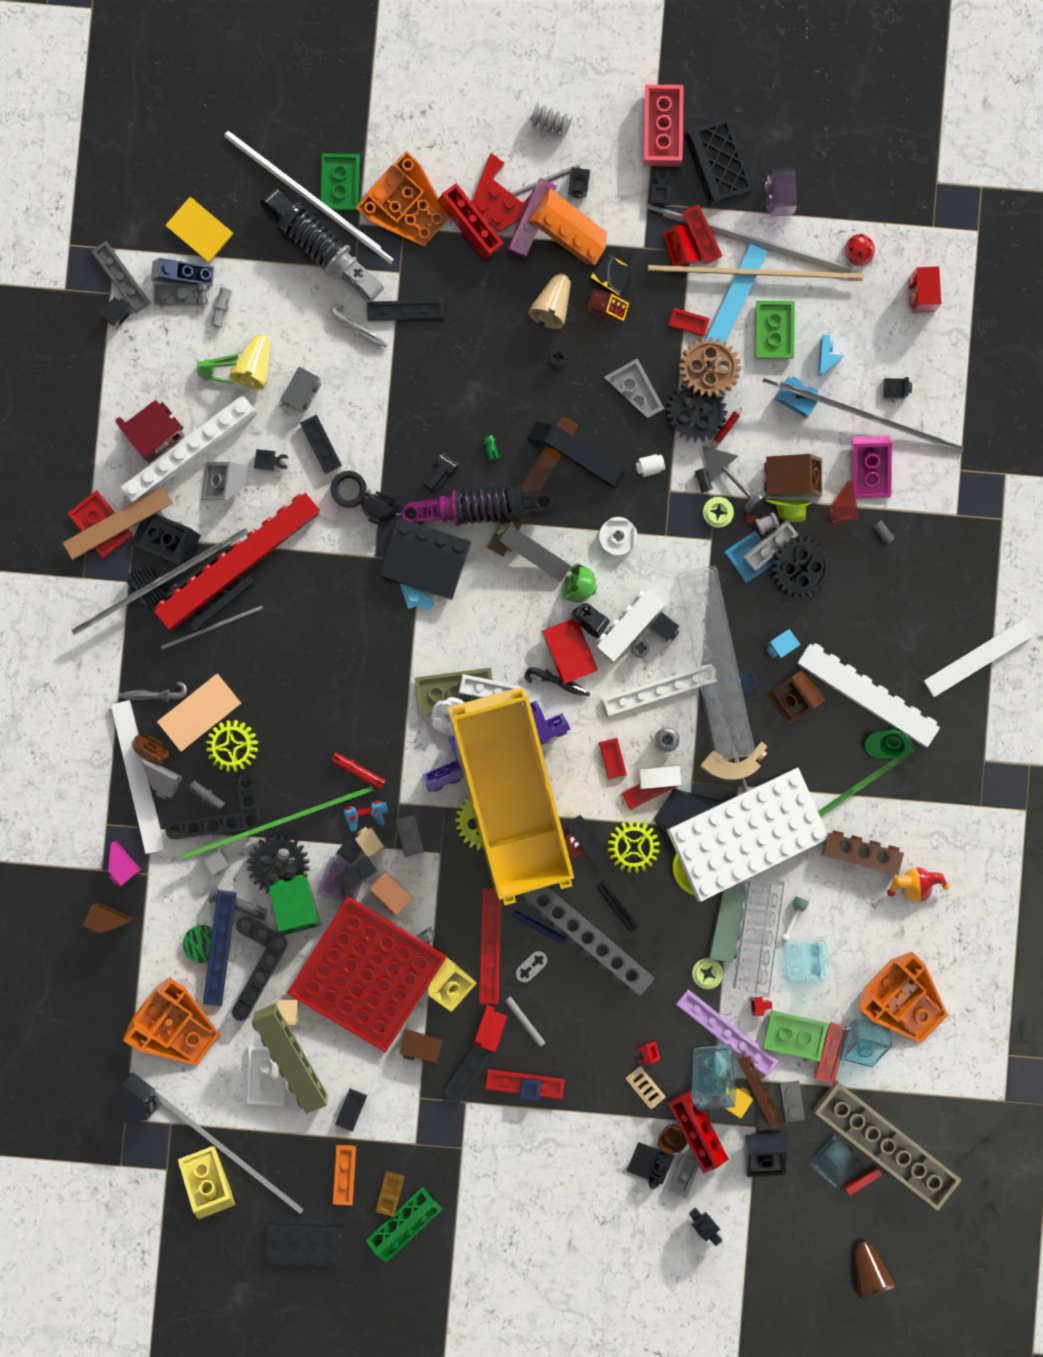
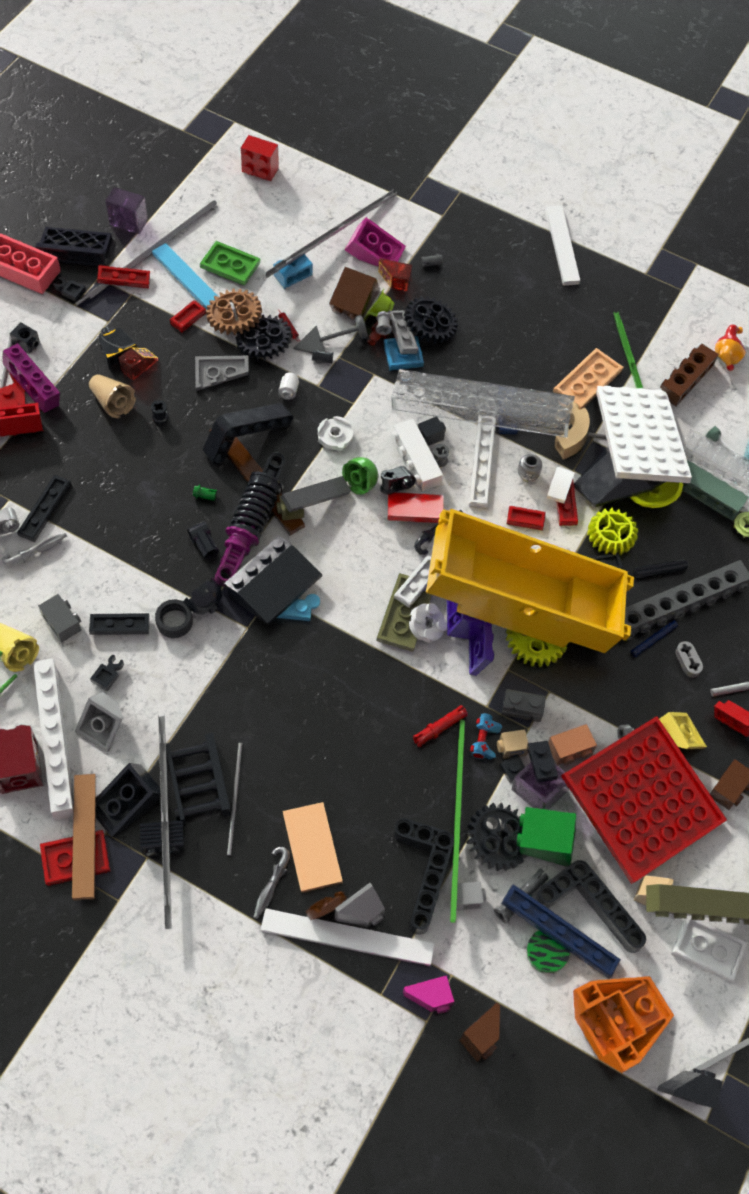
camera: 70 degrees left, 25 degrees down
(206, 796) = (399, 876): dark grey pin -> none
(233, 755) = (368, 830): neon yellow gear -> none
(237, 561) = (187, 742): red brick -> none
(490, 947) = (656, 686): red tile -> none
(569, 227) = (59, 354): orange slope -> none
(681, 245) = (123, 295): red panel -> none
(725, 507) = (352, 352): yellowish green gear -> none
(782, 645) = (489, 353): medium azure brick -> none
(796, 696) = (536, 366): reddish brown slope -> none
(809, 754) = (593, 371): none -> light nougat tile
(827, 360) = (271, 240): medium azure slope -> none
(850, 276) = (175, 257): tan piece -> none
(860, 244) = (205, 187): red helmet -> none
(867, 695) = (557, 320): white brick -> none
(888, 744) = (607, 318): green piece -> none
(896, 388) = (323, 209): black bracket -> none

